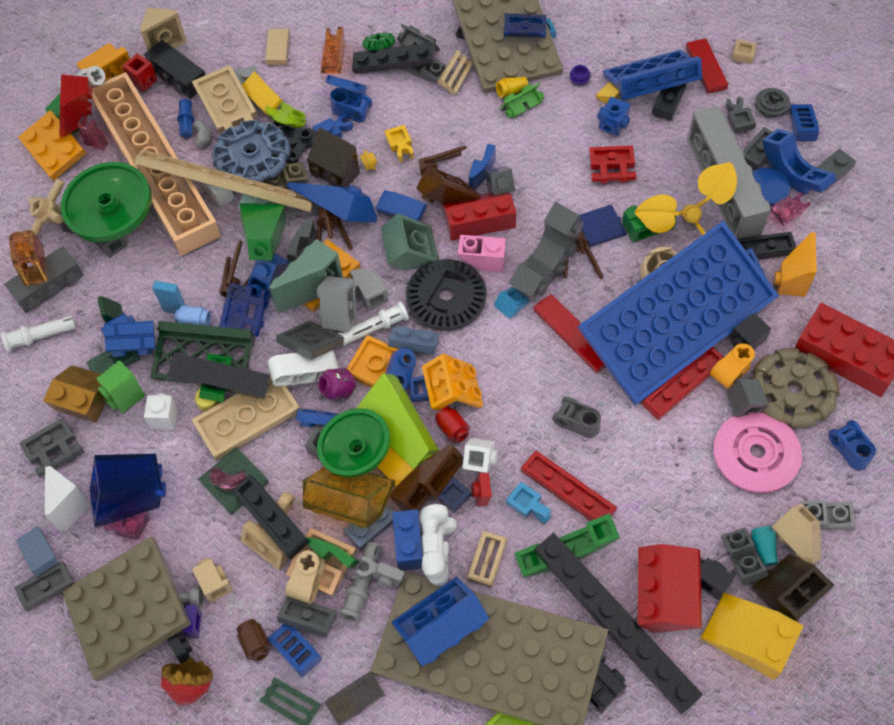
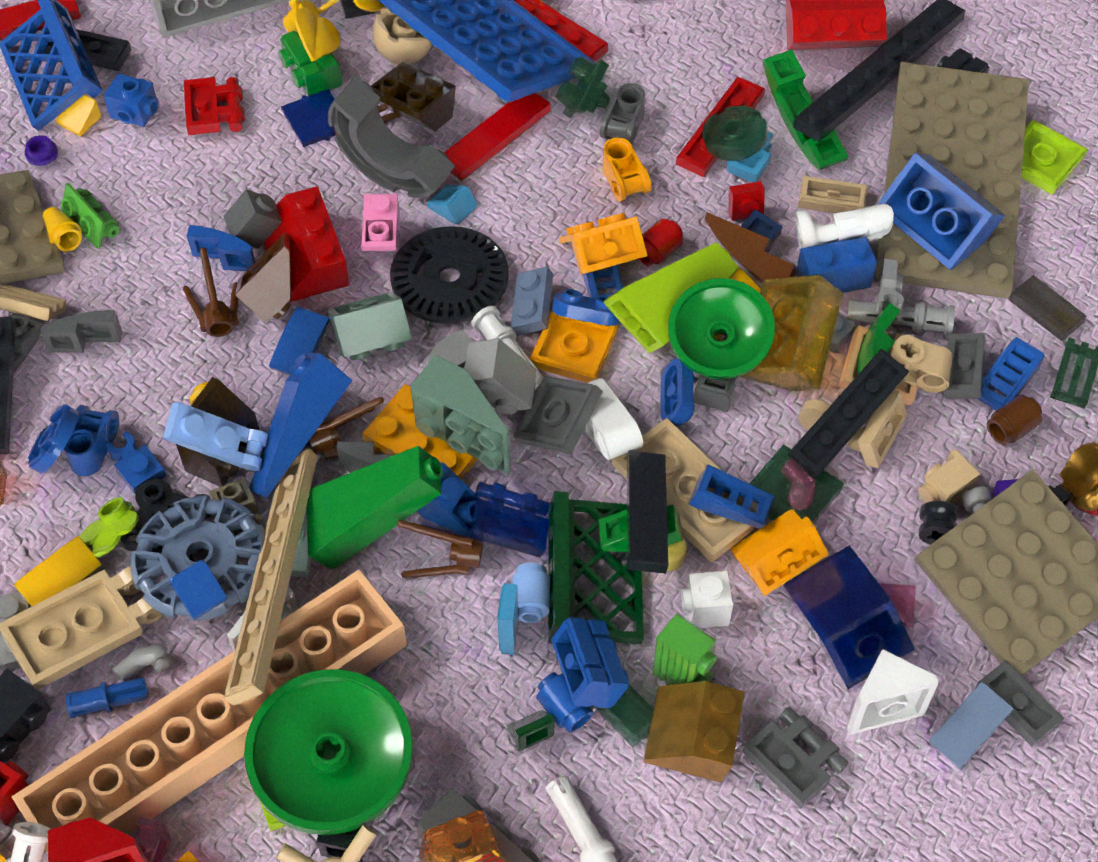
camera: 100 degrees left, 5 degrees down
(179, 455) = (780, 551): none -> light orange bracket
(182, 565) = (937, 520): none -> black wheel
(216, 430) = (715, 504): none -> blue slope
(220, 145) = (198, 589): none -> blue slope
(319, 152) = (214, 436): none -> light blue plate
(336, 384) = (623, 375): magenta head -> none
(399, 141) = (166, 363): yellow plate -> none
(427, 99) = (73, 331): none -> dark grey slope
(479, 455) = (700, 197): white brick -> none
(521, 410) = (624, 169): none -> light orange piece
(546, 489) = (735, 133): none -> clear green tile
(597, 273) = (417, 95): none -> dark brown slope
(613, 391) = (589, 90): none -> clear green hips

